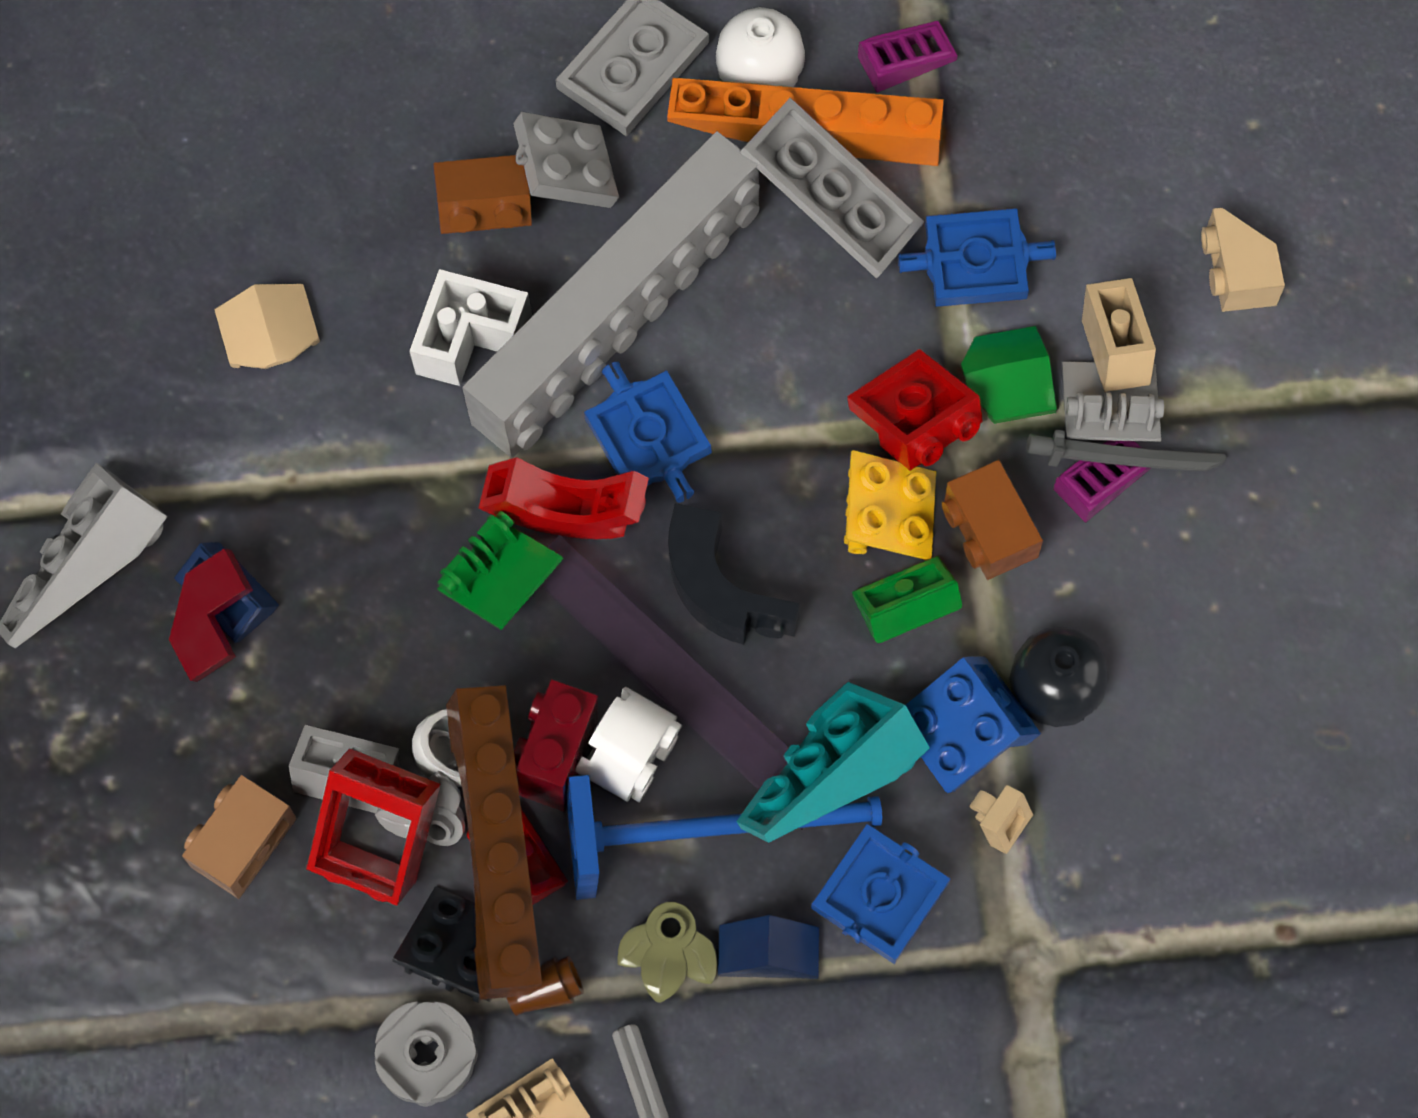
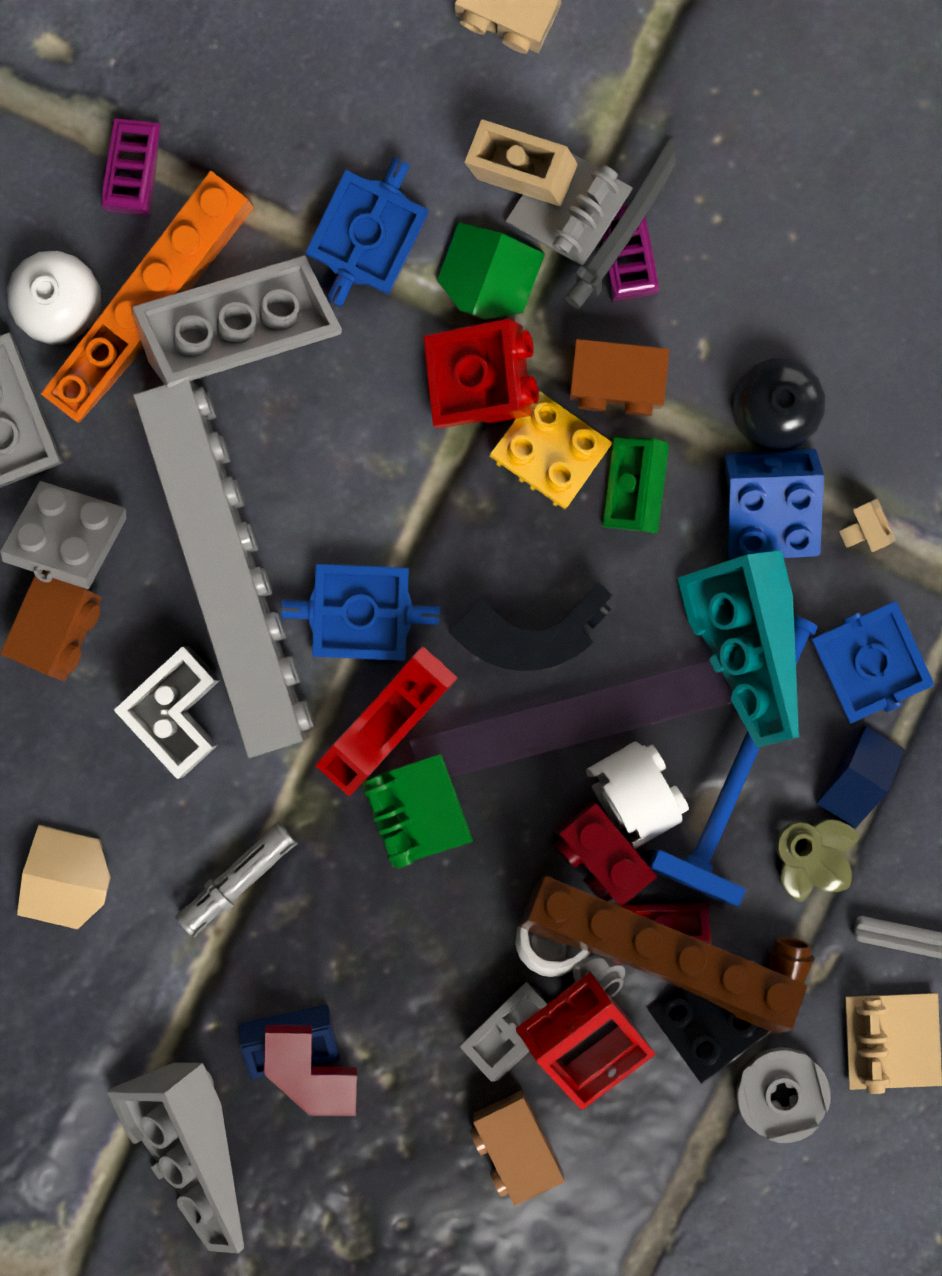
camera: 60 degrees left, 20 degrees up
(357, 465) = (228, 886): none -> light grey pin

